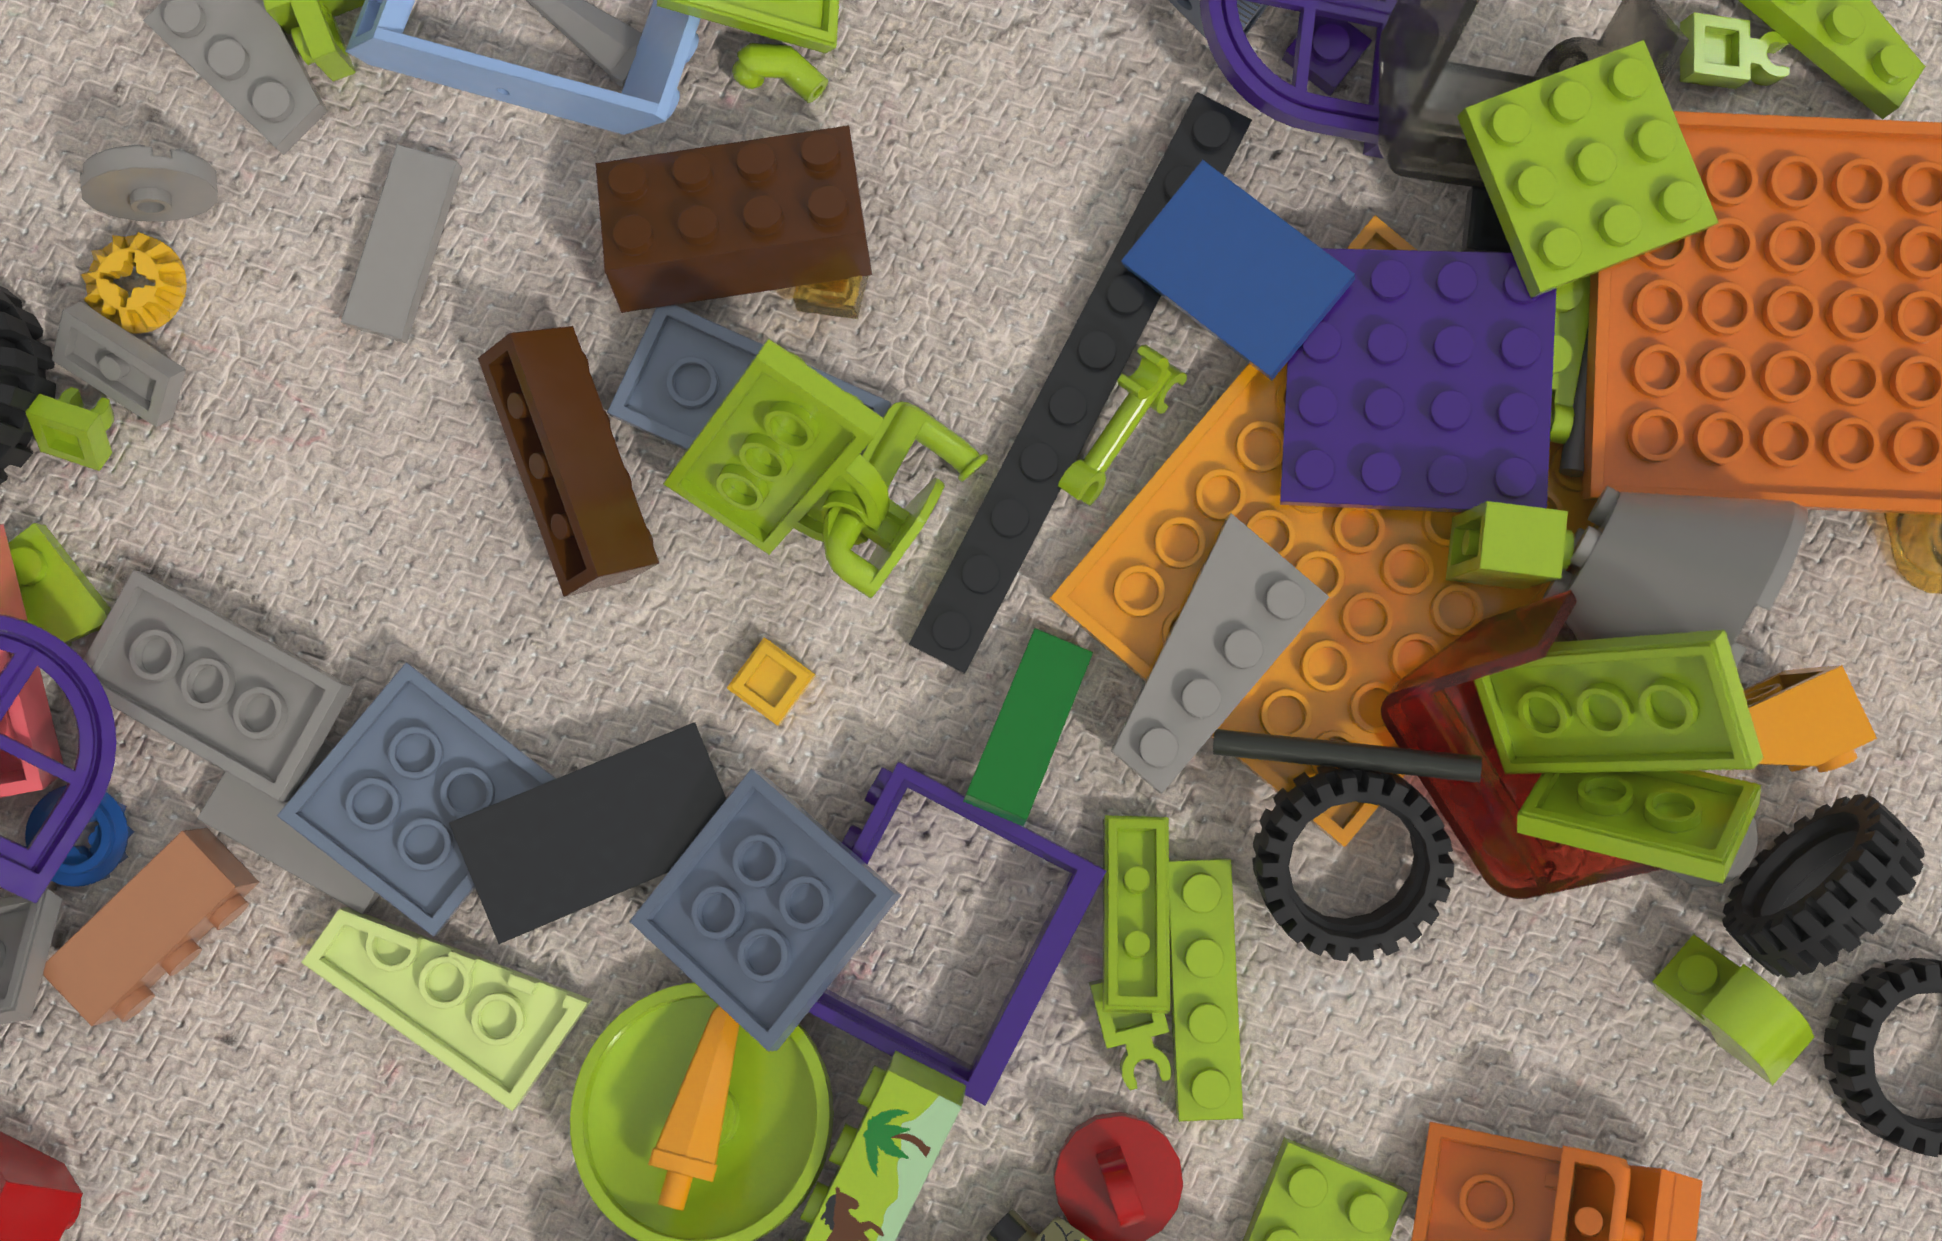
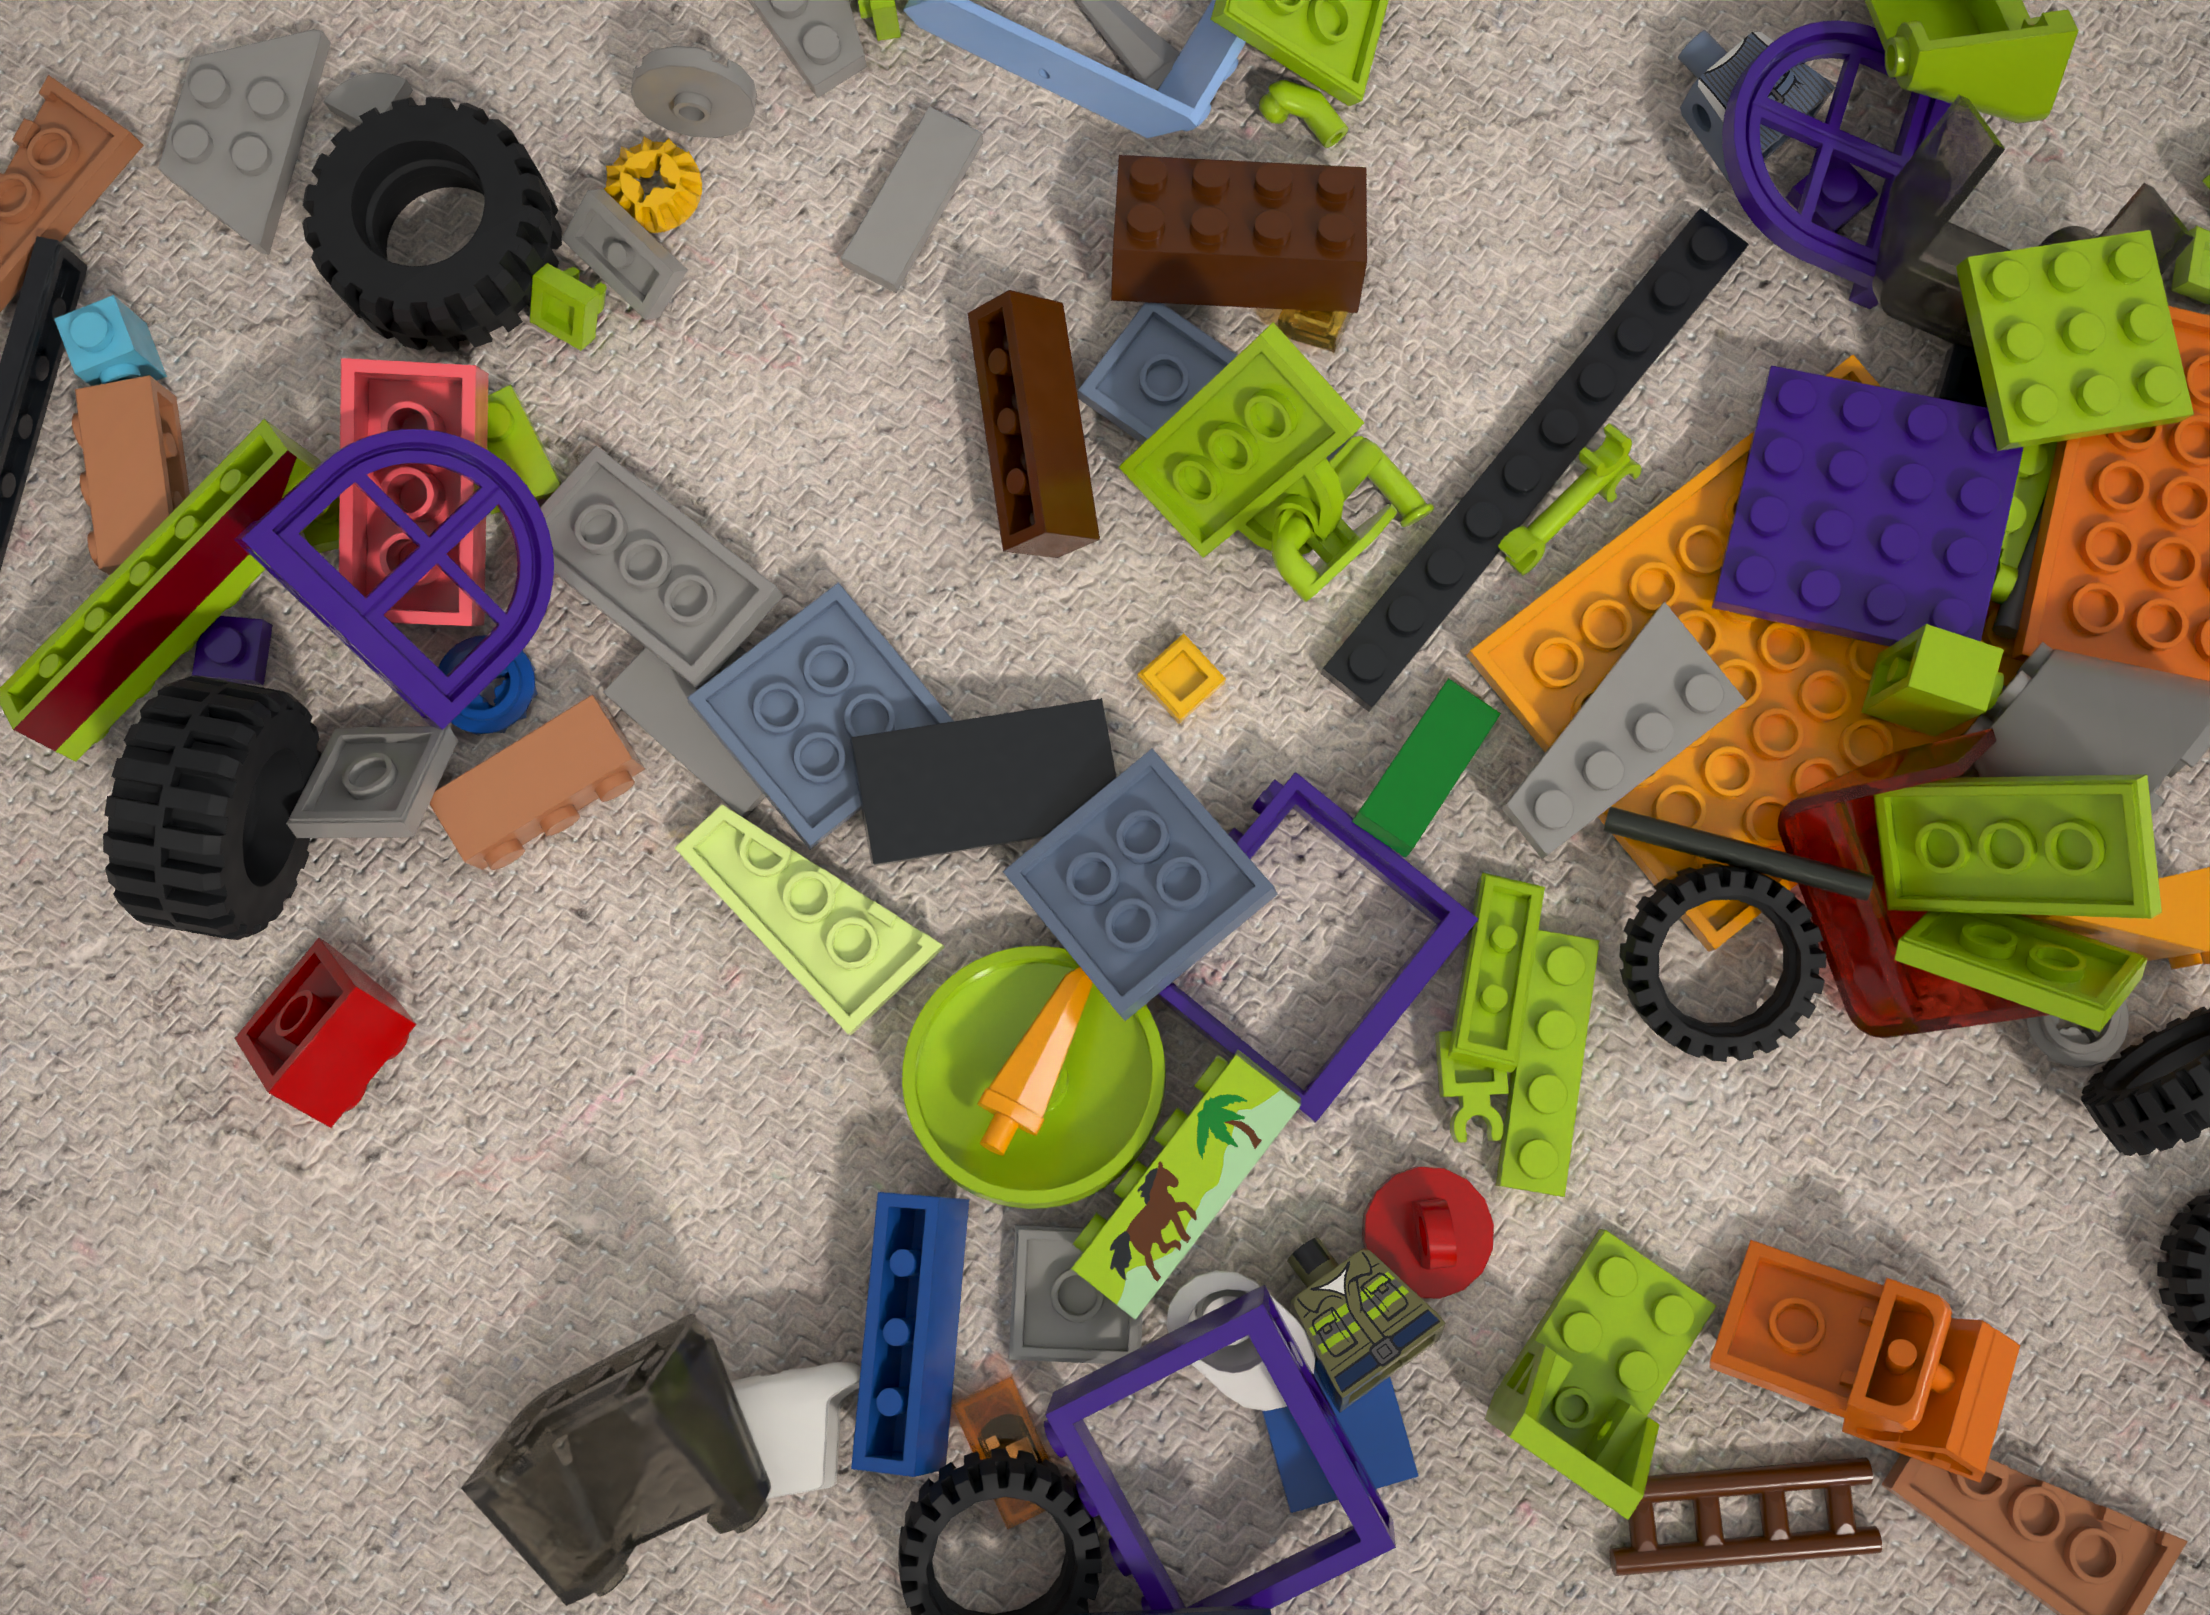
camera: 15 degrees right, 5 degrees down
(1238, 270) = (1715, 373): blue tile -> none
(1737, 1006) = (2088, 1188): lime brick -> none

